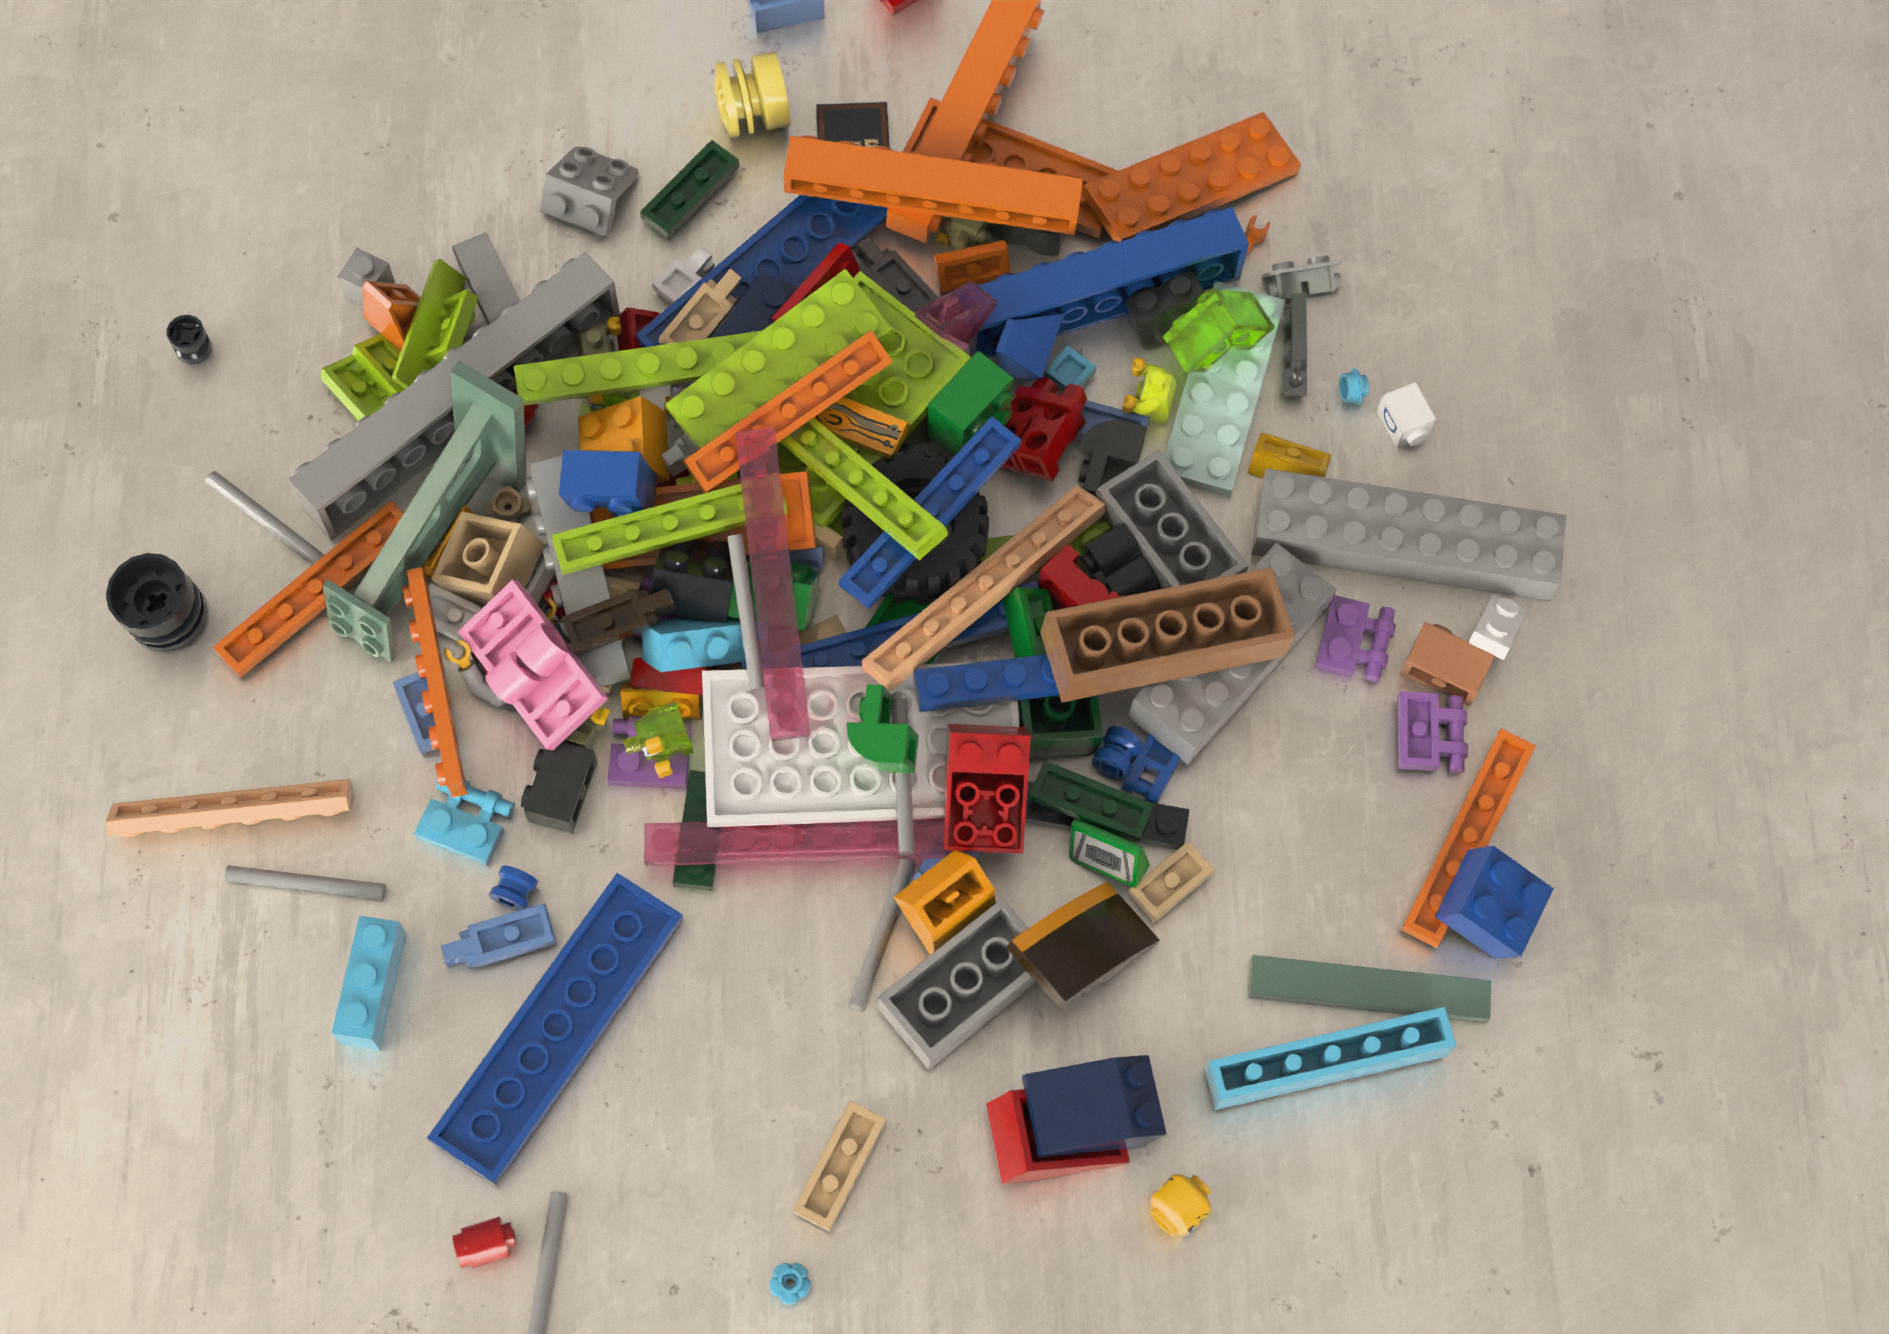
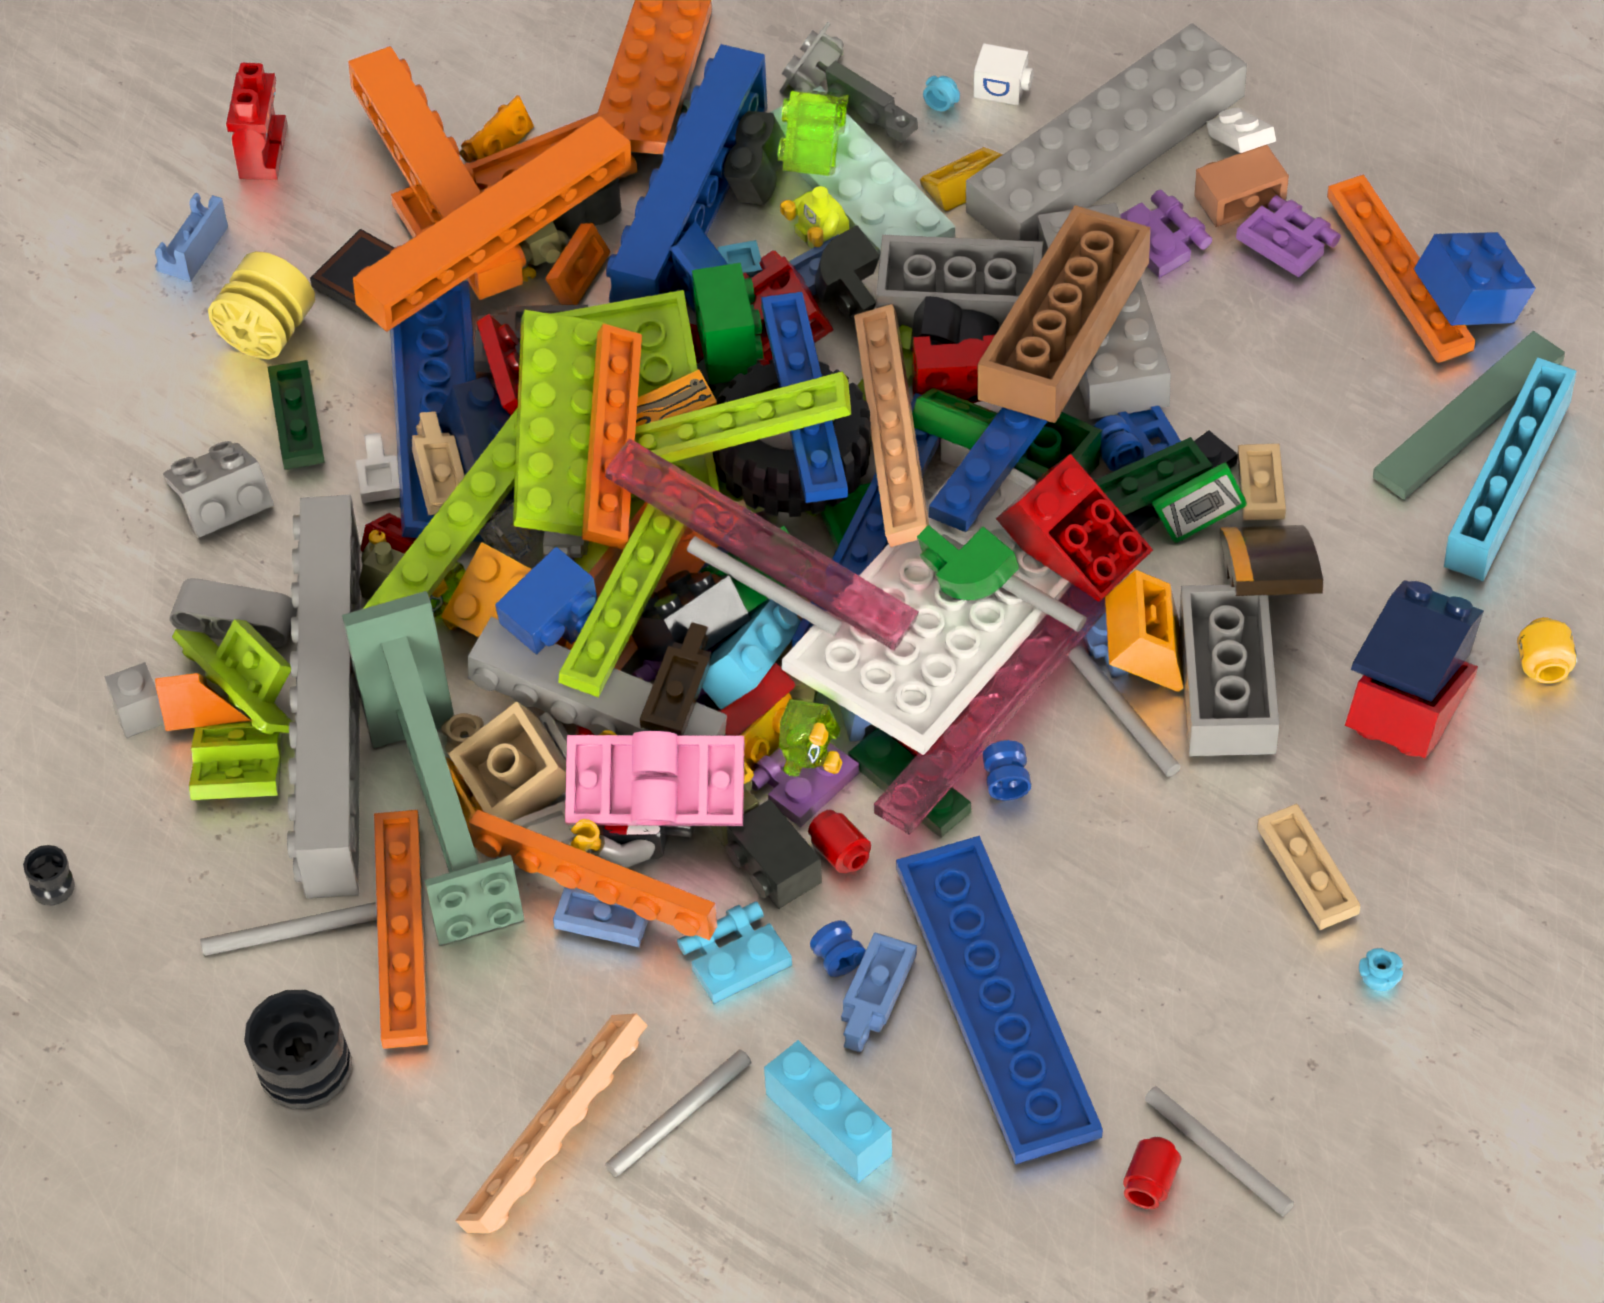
camera: 45 degrees left, 15 degrees down
(606, 822) = (839, 841): none -> red brick
(757, 891) = (1007, 774): none -> blue wheel
(958, 314) = (637, 270): clear pink slope -> none
(1051, 124) = (500, 132): none -> light orange hinge

